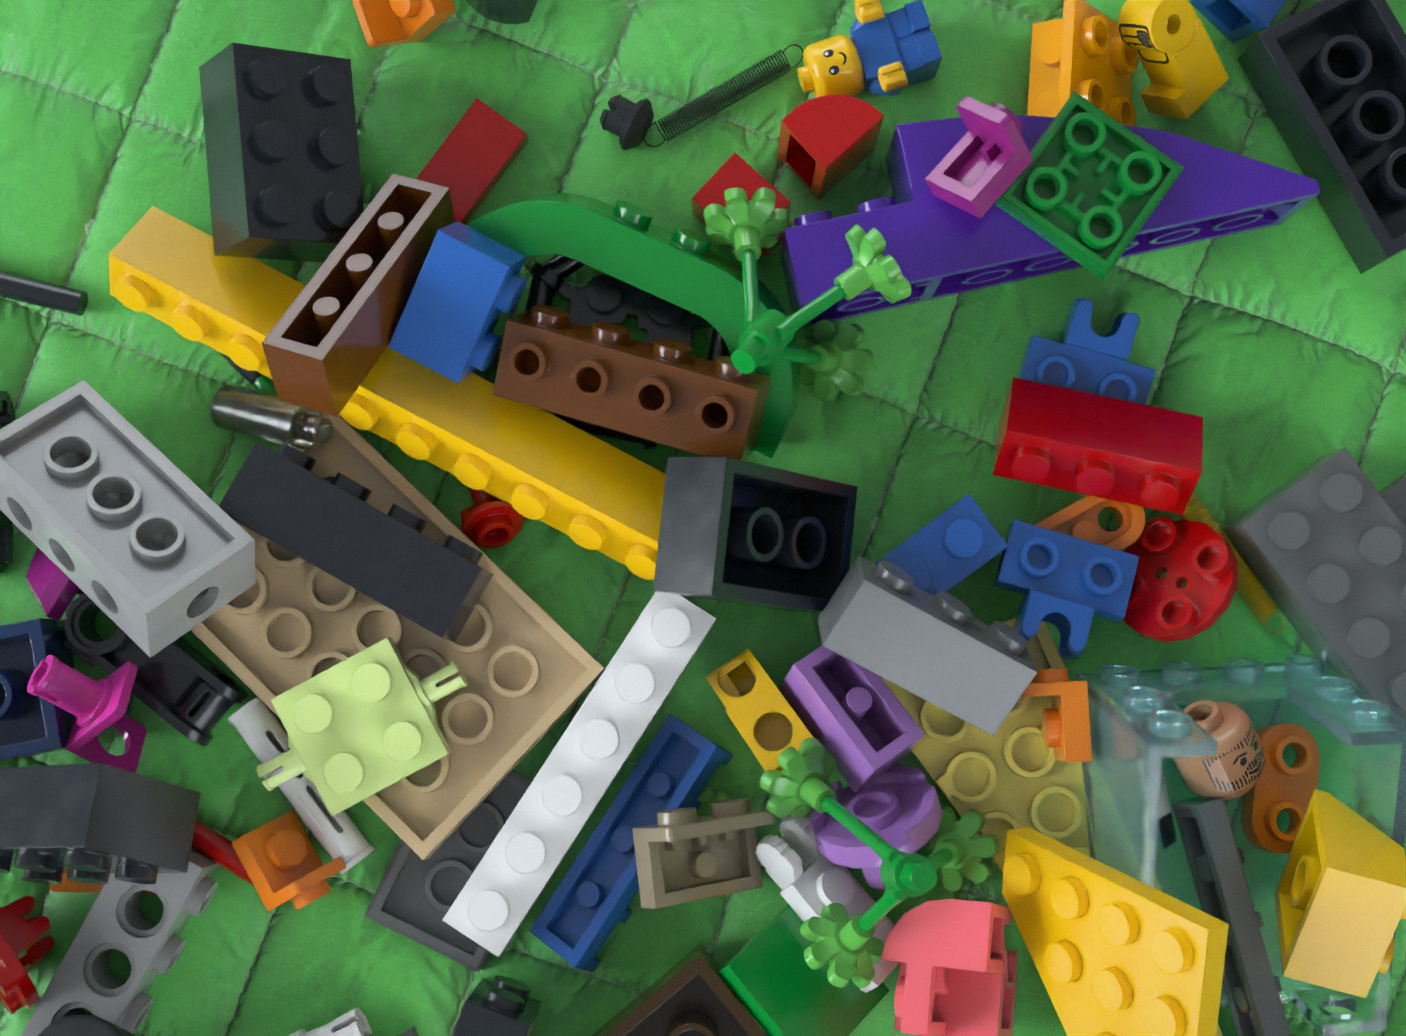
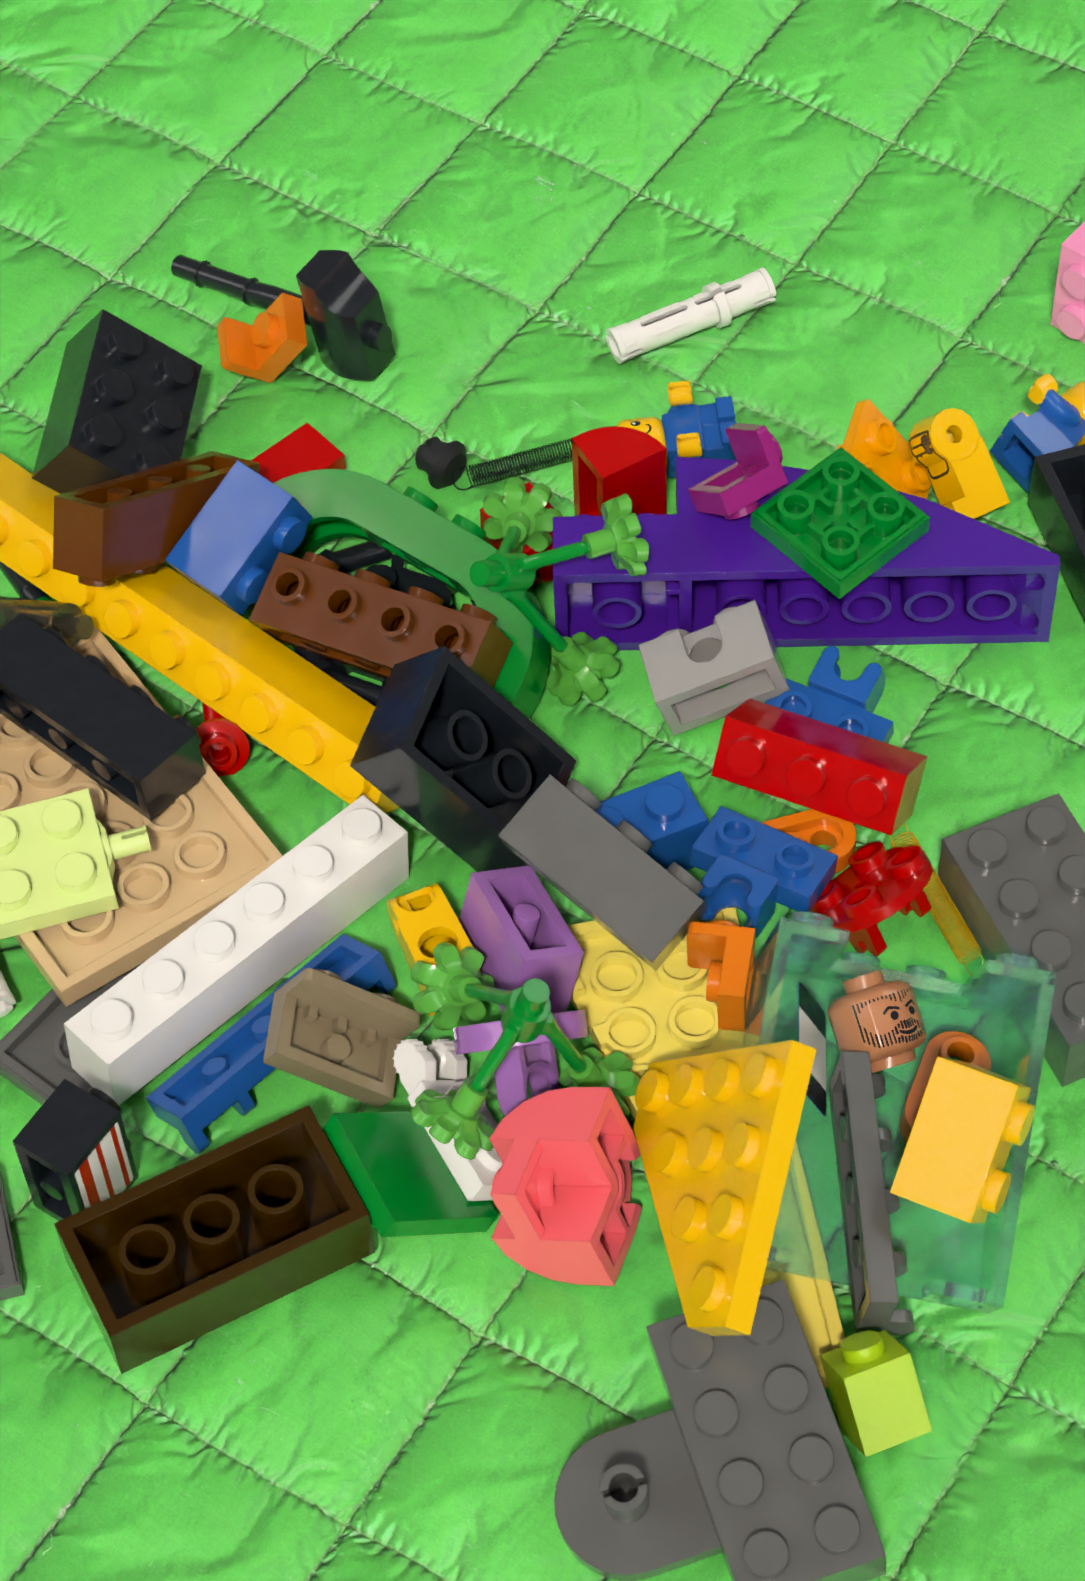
camera: 10 degrees right, 30 degrees down
(1007, 343) = (689, 667): none -> light grey brick

